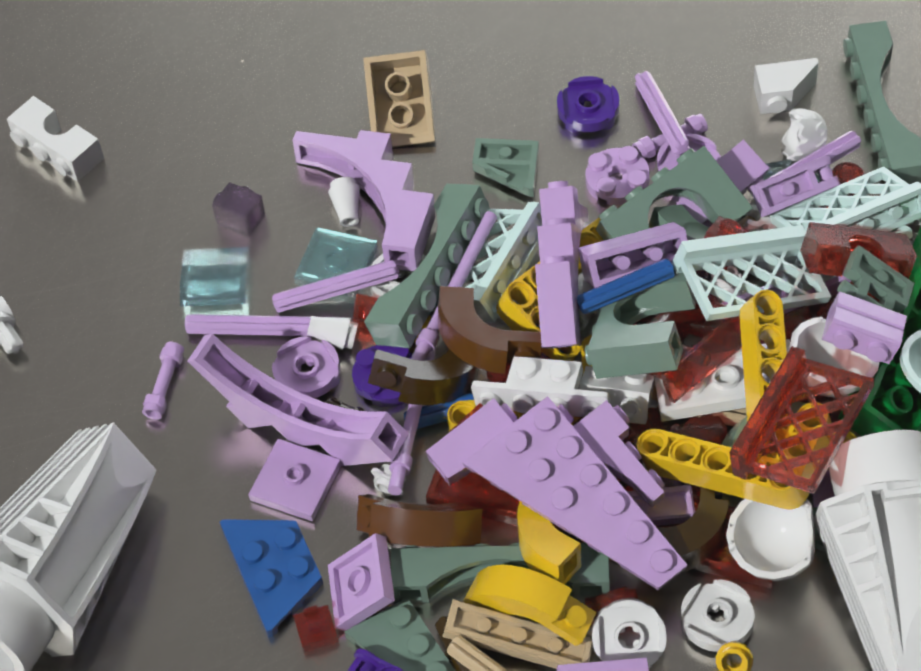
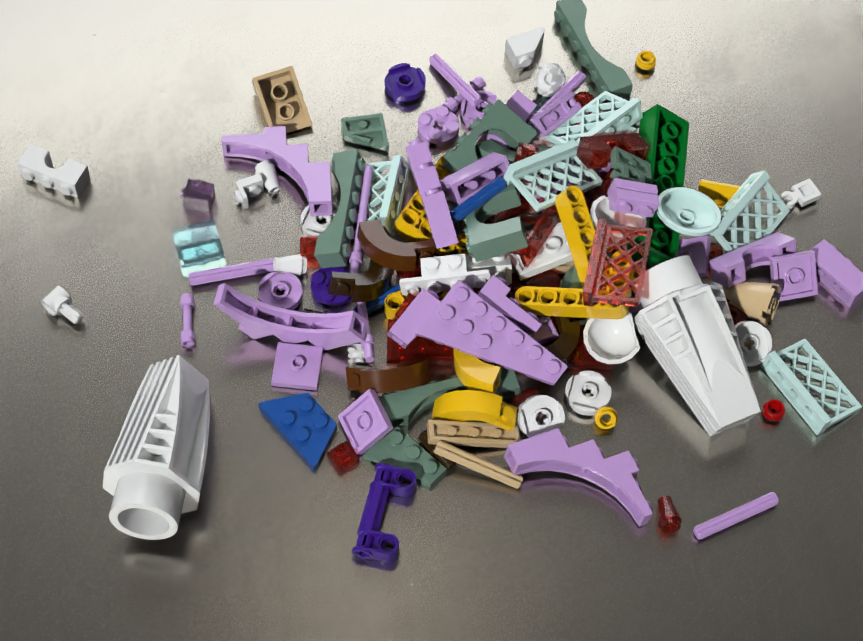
camera: 25 degrees left, 5 degrees up
(311, 211) = (248, 187): none -> white bracket
(334, 254) = (274, 218): clear light blue tile -> none
(335, 286) = (282, 234): lavender axle -> none

